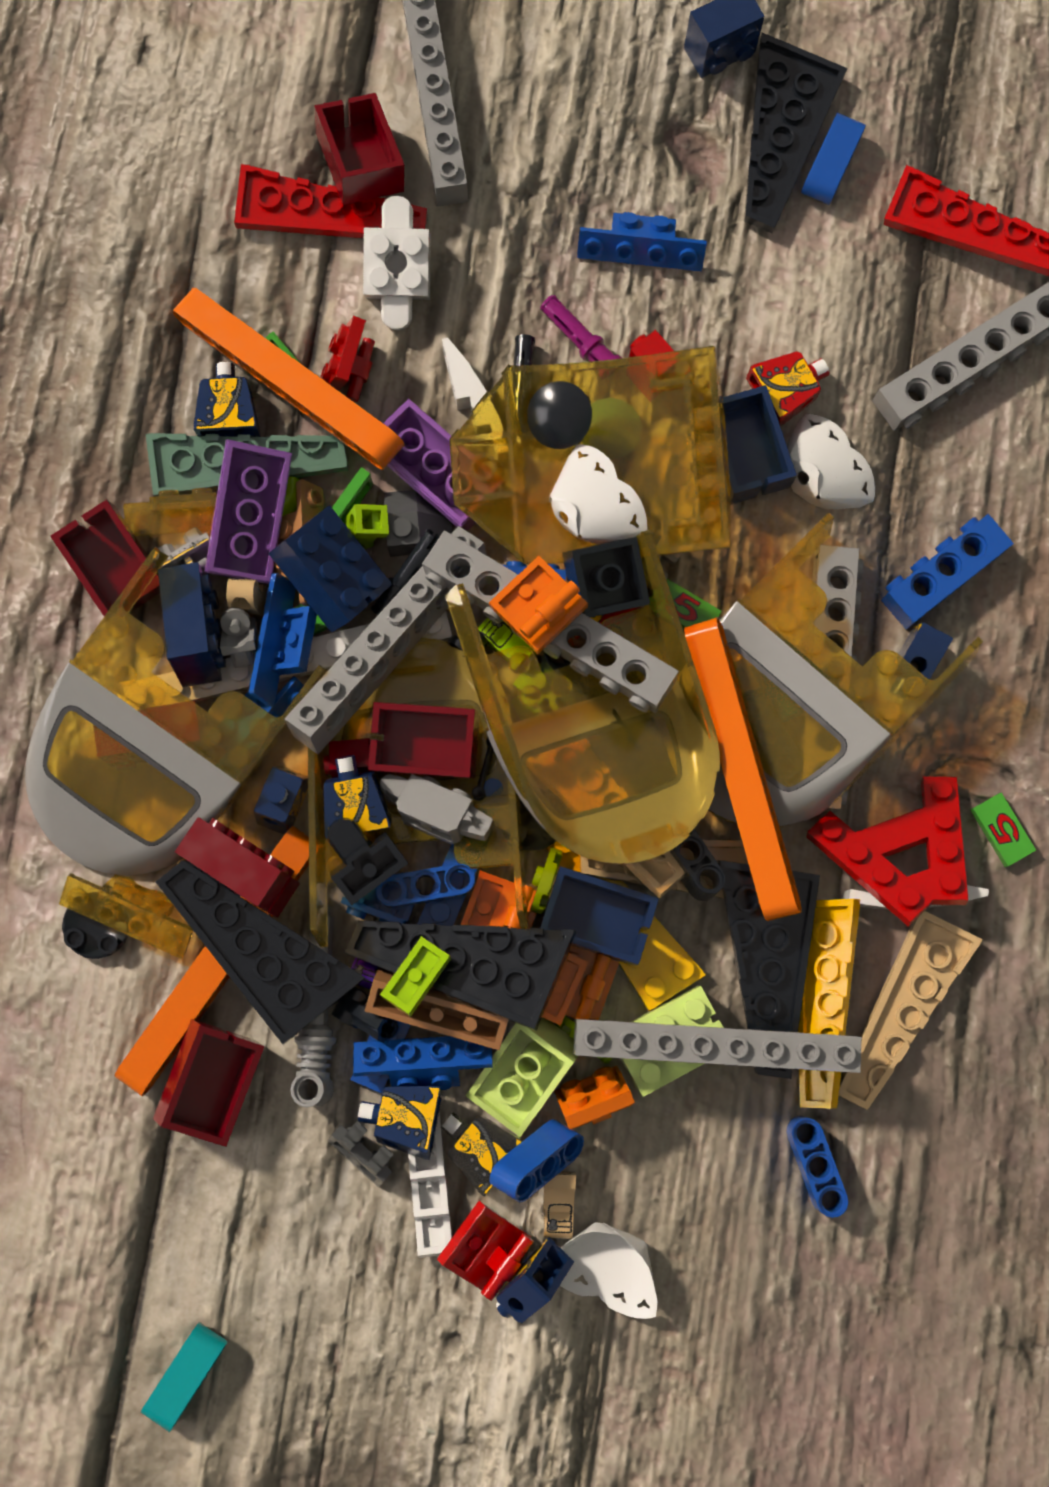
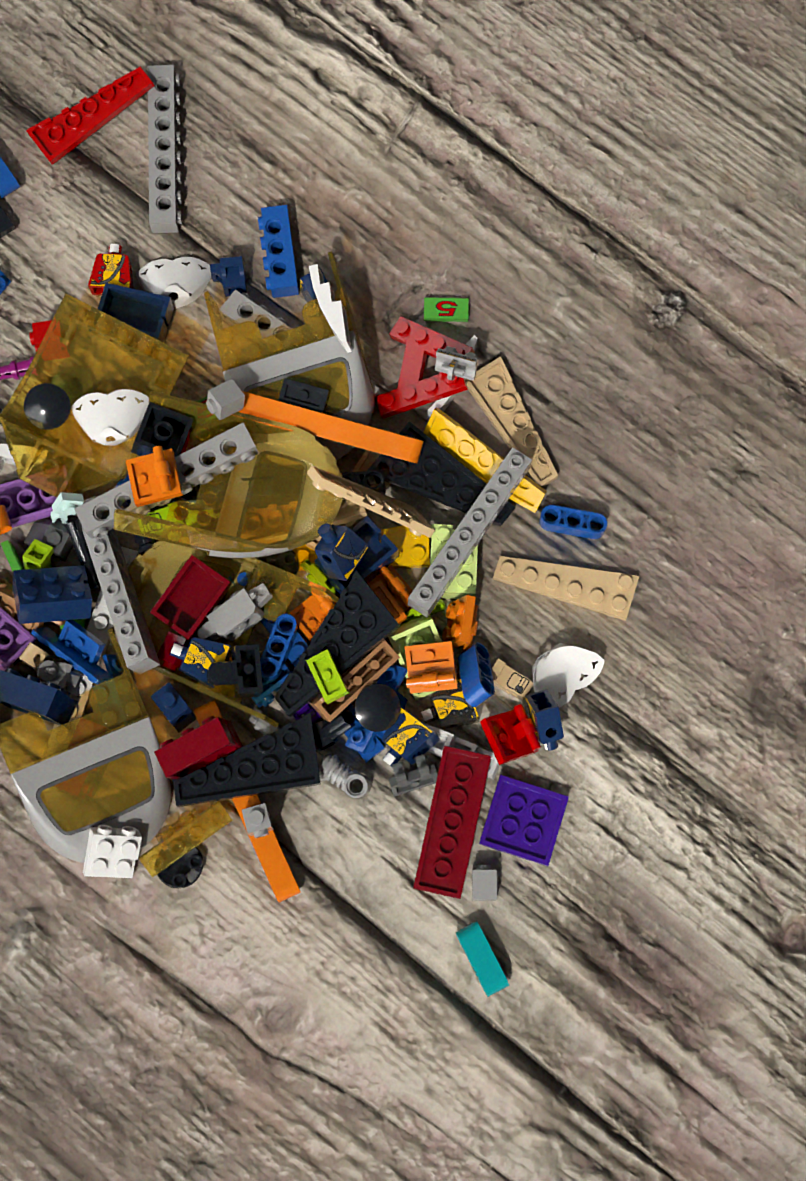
camera: 55 degrees left, 5 degrees down
(60, 836) = (112, 851): none -> white plate
(192, 994) = (257, 820): none -> light grey brick
(208, 1083) = (316, 843): dark red piece -> none
(278, 1325) = (484, 884): none -> light grey brick
(333, 1239) = (452, 822): none -> dark red plate
(388, 1328) = (524, 820): none -> dark purple plate
(418, 1060) = (377, 707): none -> black dish
(449, 517) = (65, 505): none -> light aqua plate
(478, 792) = (240, 585): black hinge -> none
(511, 1097) = (431, 667): none -> orange plate
(587, 894) = (339, 550): none -> dark blue torso
(680, 899) = (375, 501): none -> tan wing
(694, 630) = (225, 399): none -> light grey brick
(741, 1236) = (584, 587): none -> tan wing
(766, 723) = (304, 395): none -> black plate
(876, 532) = (230, 274): none -> dark blue brick
(899, 693) = (332, 309): none -> white slope
(930, 894) = (456, 364): none -> light grey hips

